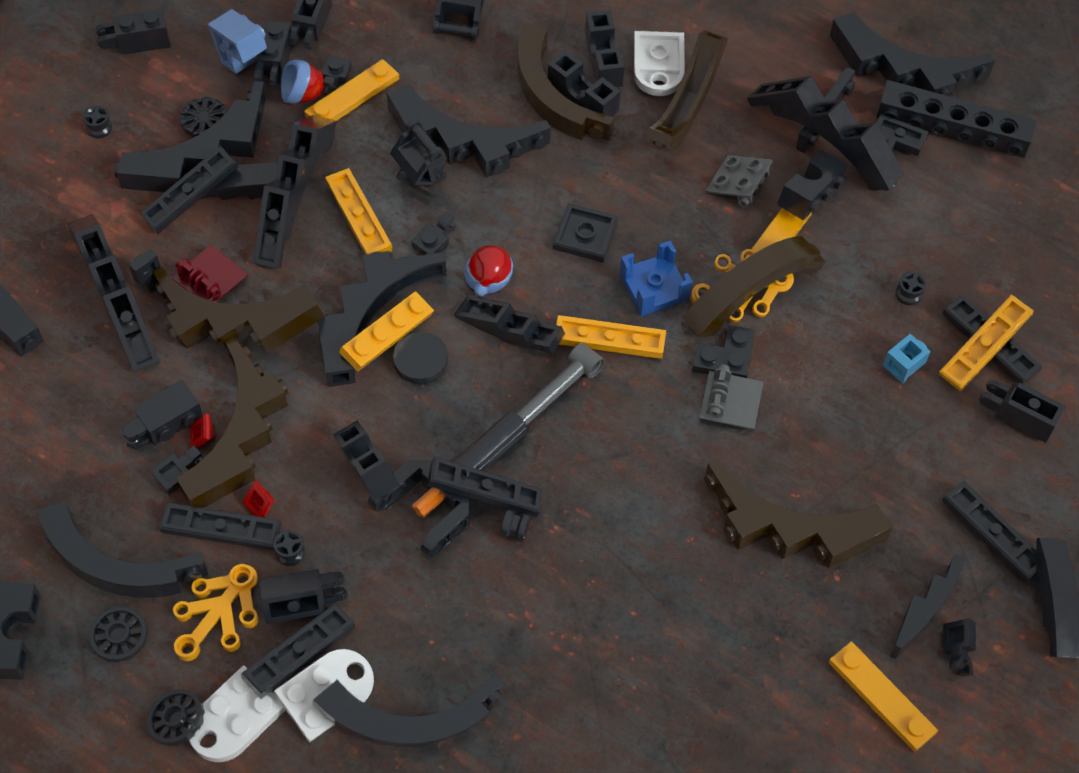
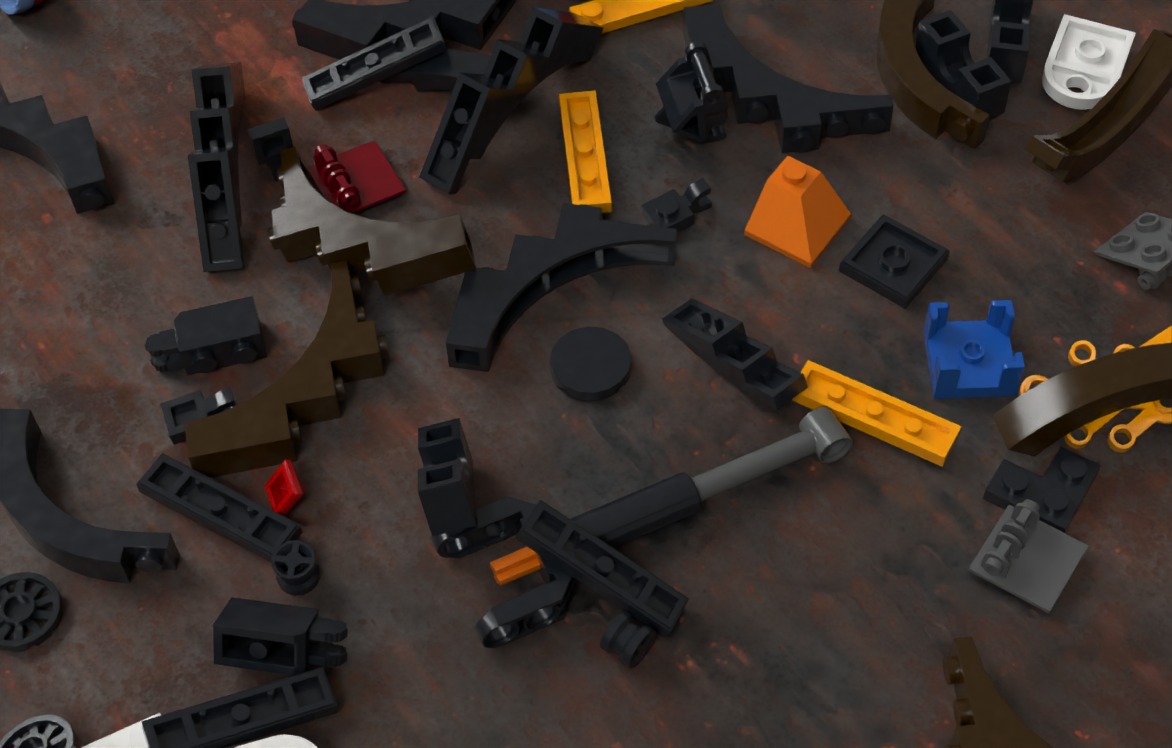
camera: 25 degrees right, 5 degrees down
(202, 432) = (253, 375): red slope -> none
(217, 608) = (164, 621): light orange plant -> none
(386, 331) = (553, 312): light orange plate -> none
(488, 270) = (733, 271): red piece -> none
(514, 218) = (797, 213): none -> orange slope

